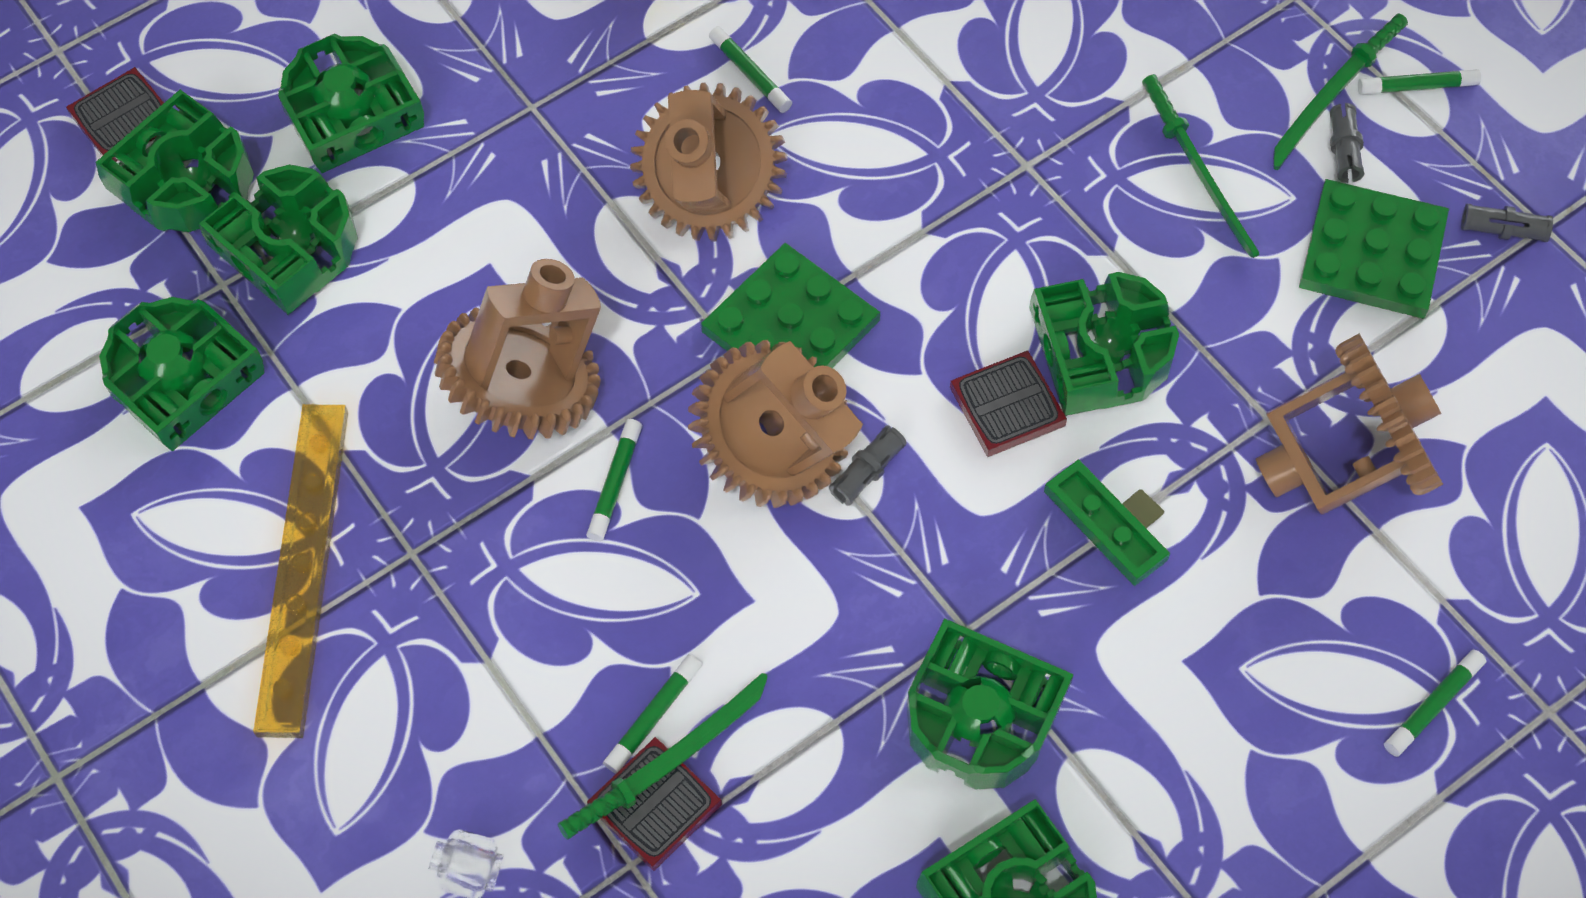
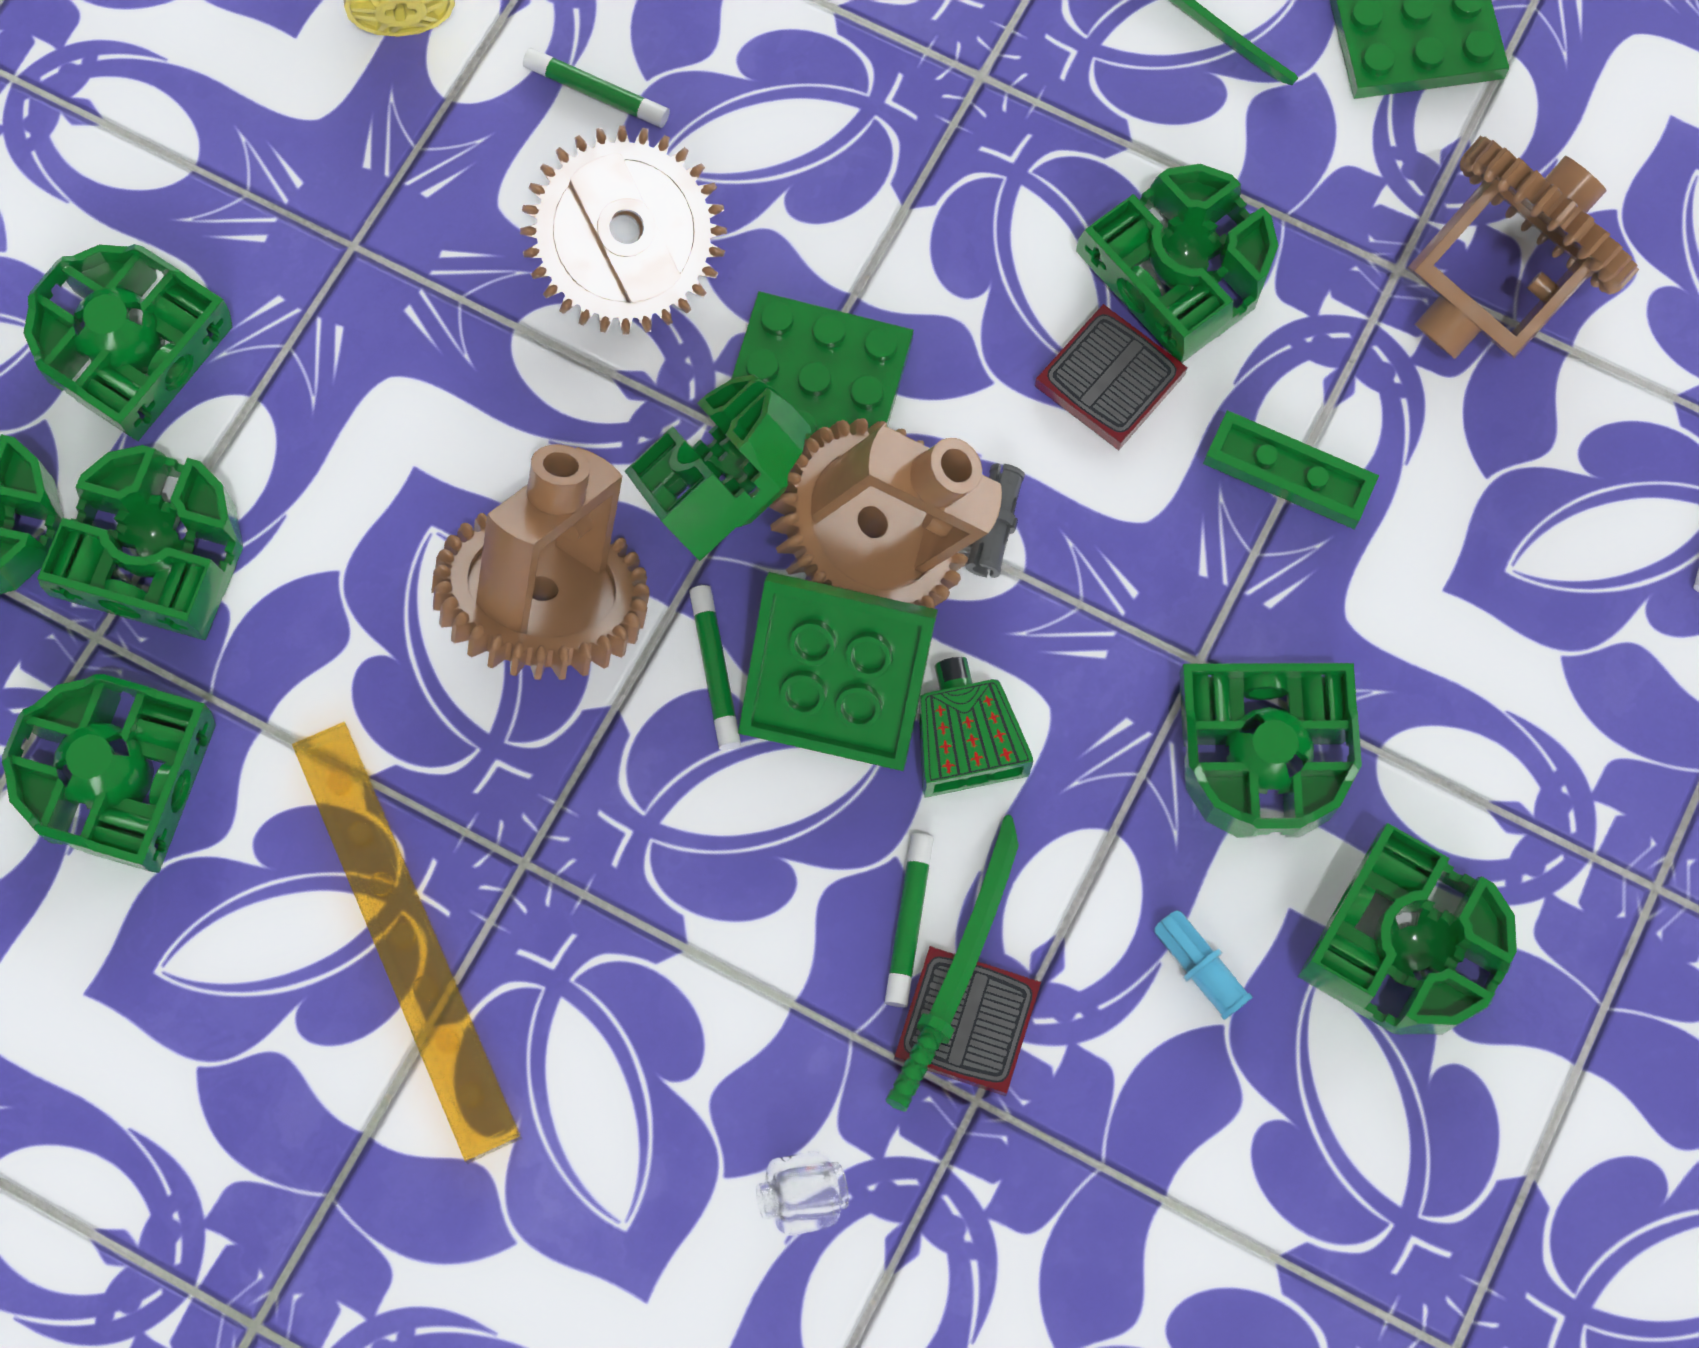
camera: 30 degrees left, 10 degrees up
(659, 346) = (753, 447): none -> green connector
(689, 512) = (836, 671): none -> green plate
(762, 601) = (968, 733): none -> green torso
(848, 844) = (1202, 964): none -> medium azure axle
(1143, 508) = (1317, 433): olive sticker -> none

